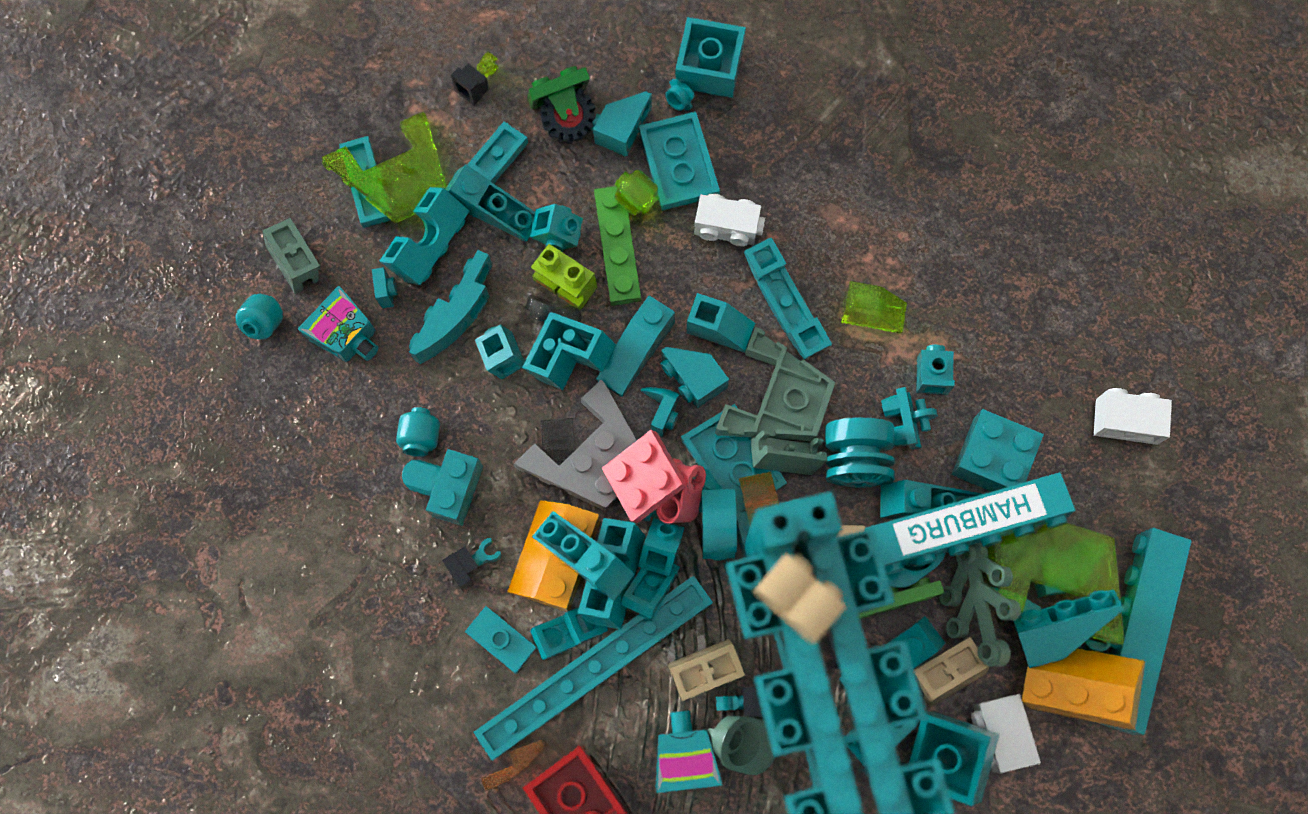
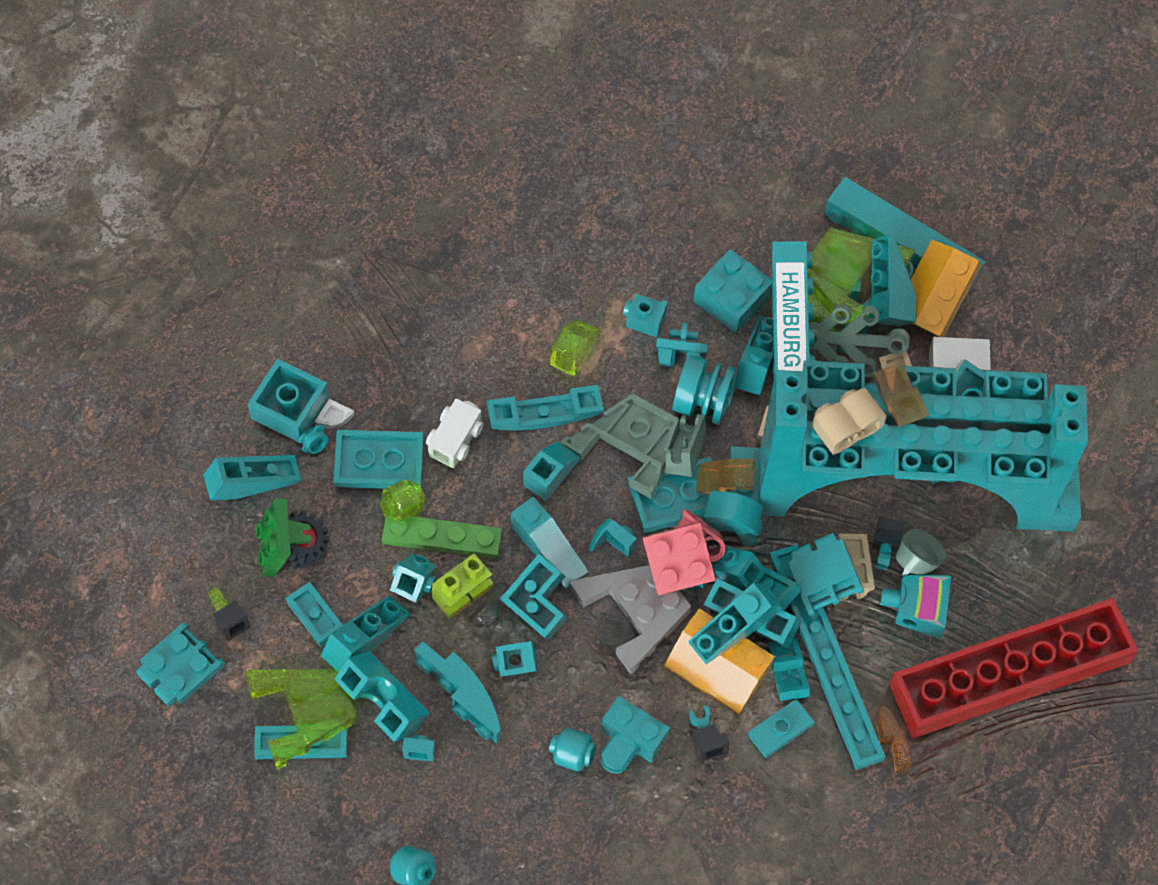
camera: 80 degrees left, 10 degrees down
(291, 254) = (357, 826): sand green hinge -> none
(340, 328) = (447, 796): torso -> none
(415, 56) = (178, 666): none -> teal plate
(619, 122) = (326, 496): teal slope -> none
(623, 52) = (250, 475): none -> teal slope
(678, 638) = (824, 572): none -> teal plate
(696, 373) = (591, 501): teal slope -> none
(715, 107) = (334, 415): none -> white tile
(859, 655) = (899, 395): none -> clear orange slope
(1132, 417) = (731, 184): white brick -> none

